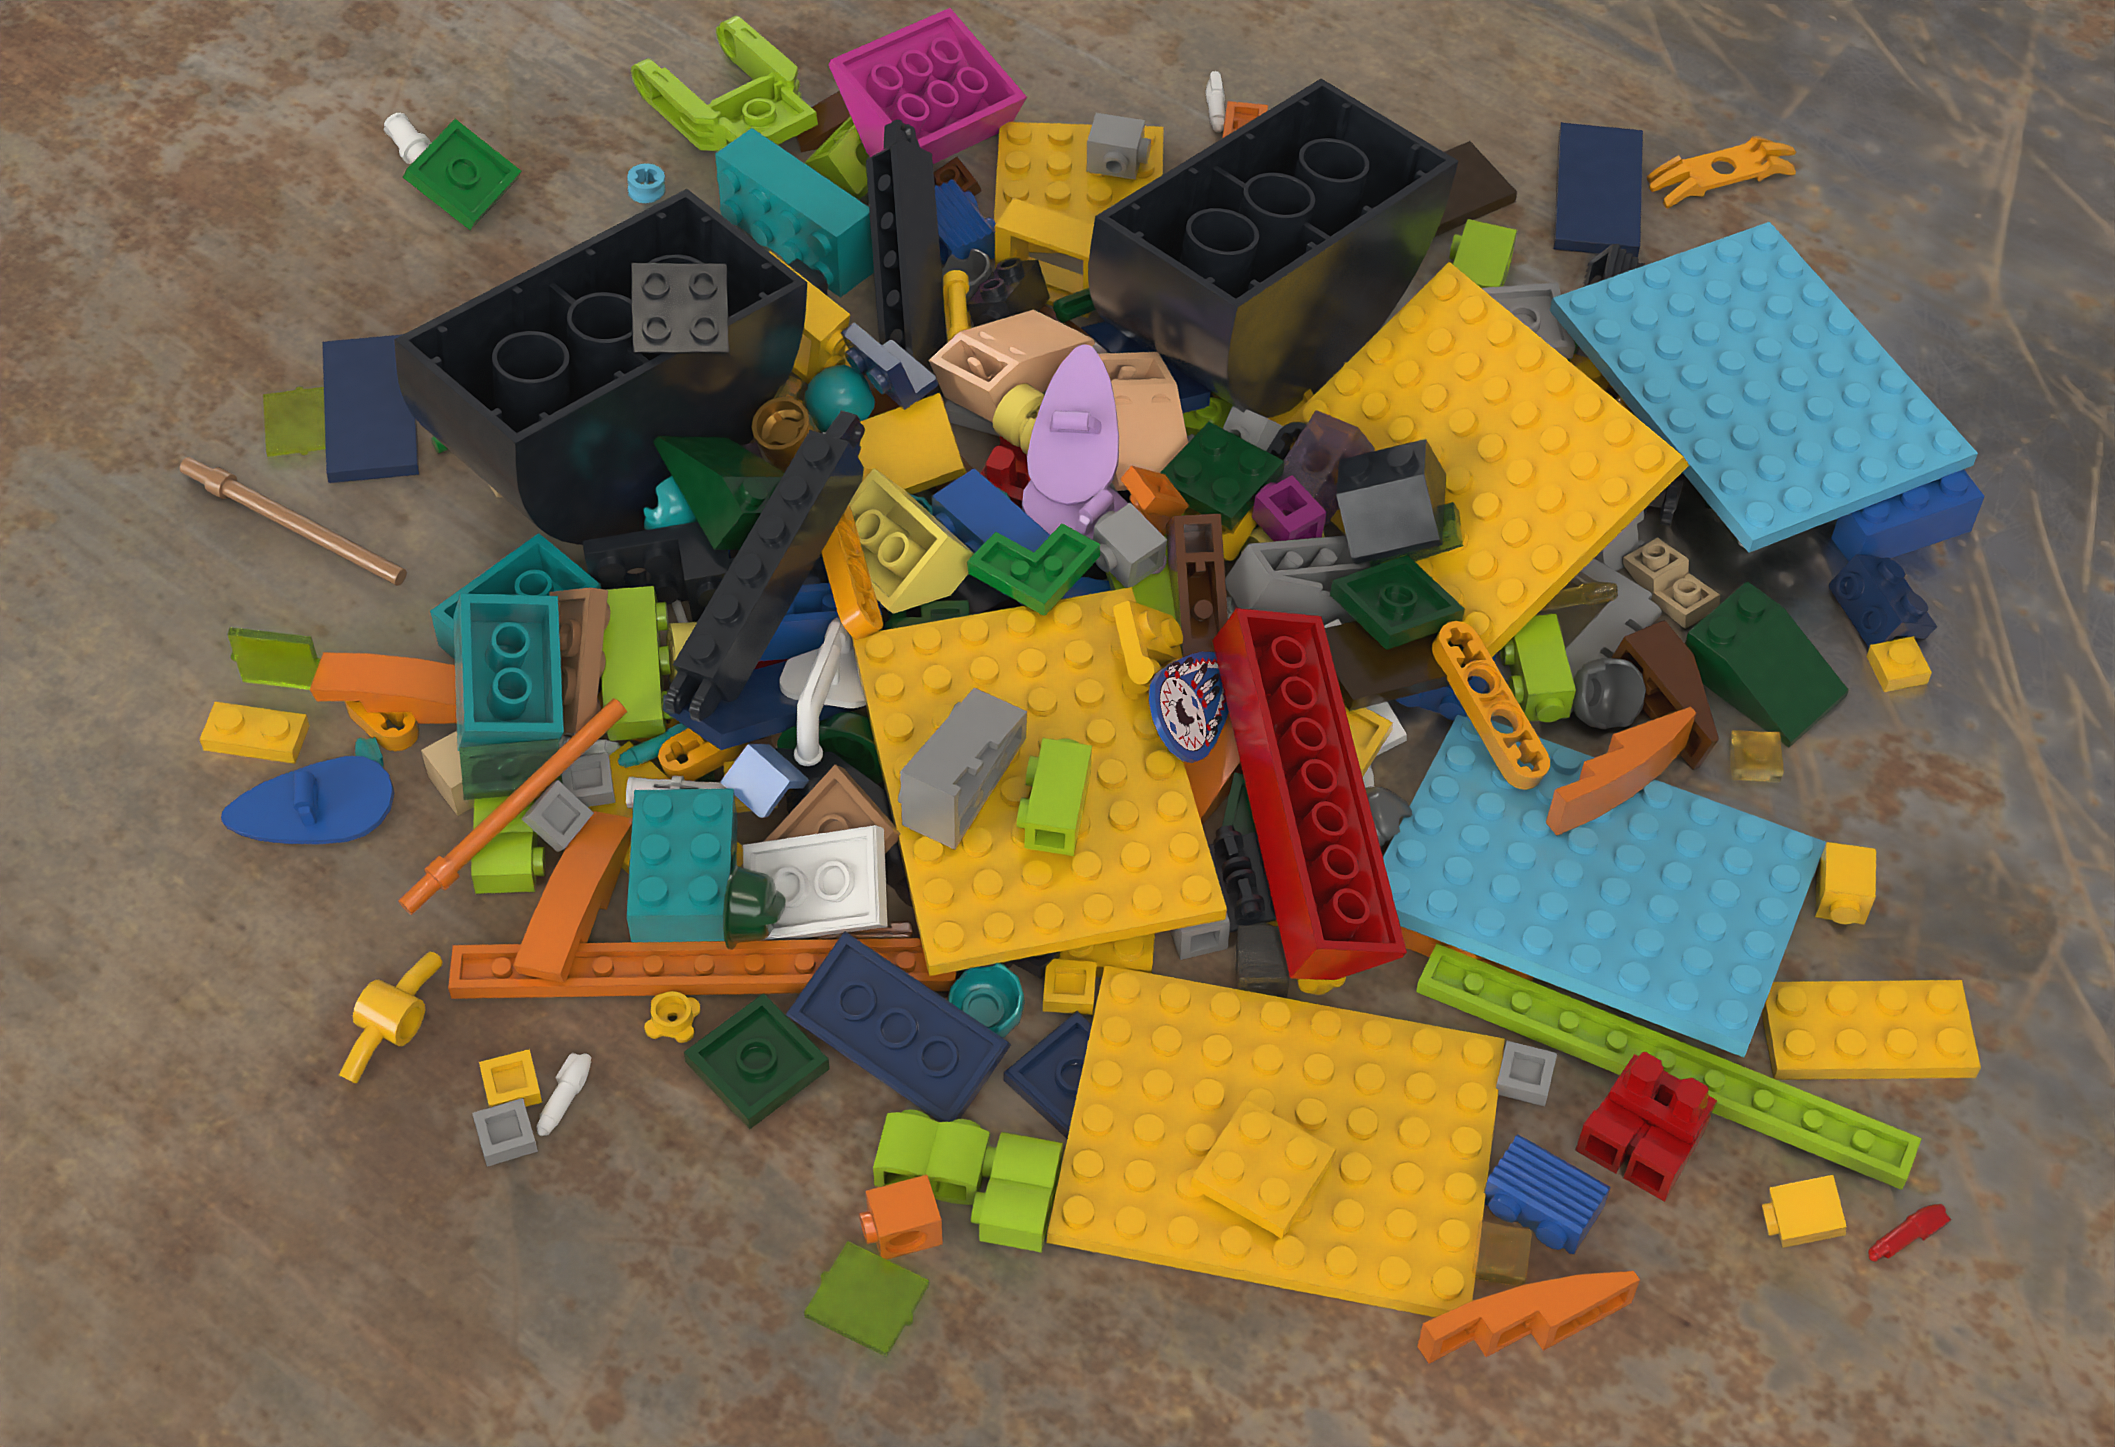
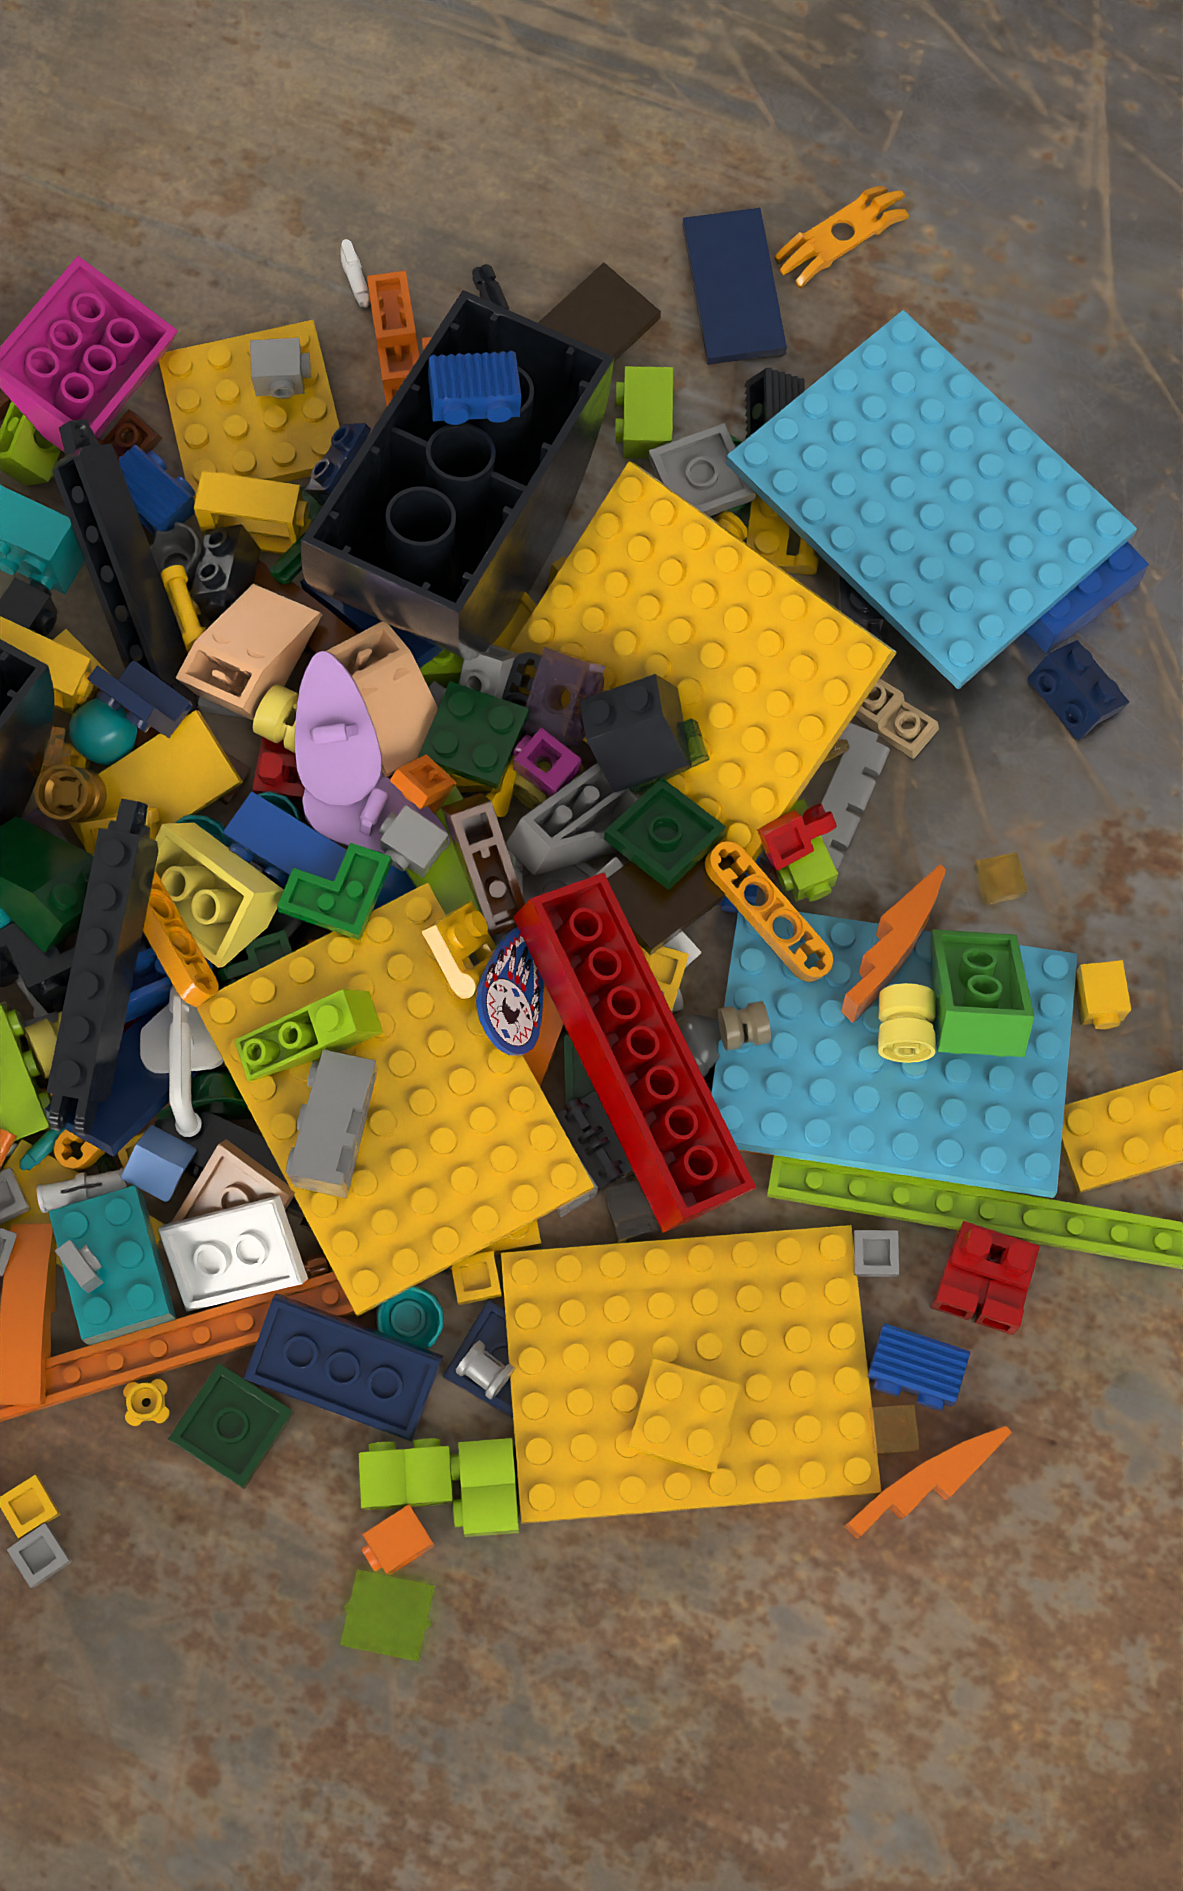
camera: 15 degrees left, 20 degrees up
(570, 1082) = (78, 1486): white piece -> none
(652, 833) = (81, 1264): none -> light grey plate
(750, 906) = (186, 1293): dark green piece -> none
(934, 685) = (301, 1036): none -> lime slope
(1052, 1068) = (485, 1370): none -> light grey bush
(1057, 796) = (423, 1128): lime brick -> none
(1309, 139) = (474, 387): none -> blue brick
(1445, 798) = (744, 1025): none -> dark tan wheel
(1531, 635) = (791, 834): none -> red plate
(1608, 693) = (863, 857): dark grey hair -> none
(1616, 837) = (906, 1023): none -> light yellow wheel
(1671, 684) = (911, 831): reddish brown slope -> none
(1705, 839) = (980, 994): none -> bright green slope
(1764, 664) = (990, 787): dark green slope -> none
(1805, 1211) = (1130, 1326): yellow brick -> none
(1898, 664) = (1103, 748): yellow plate -> none

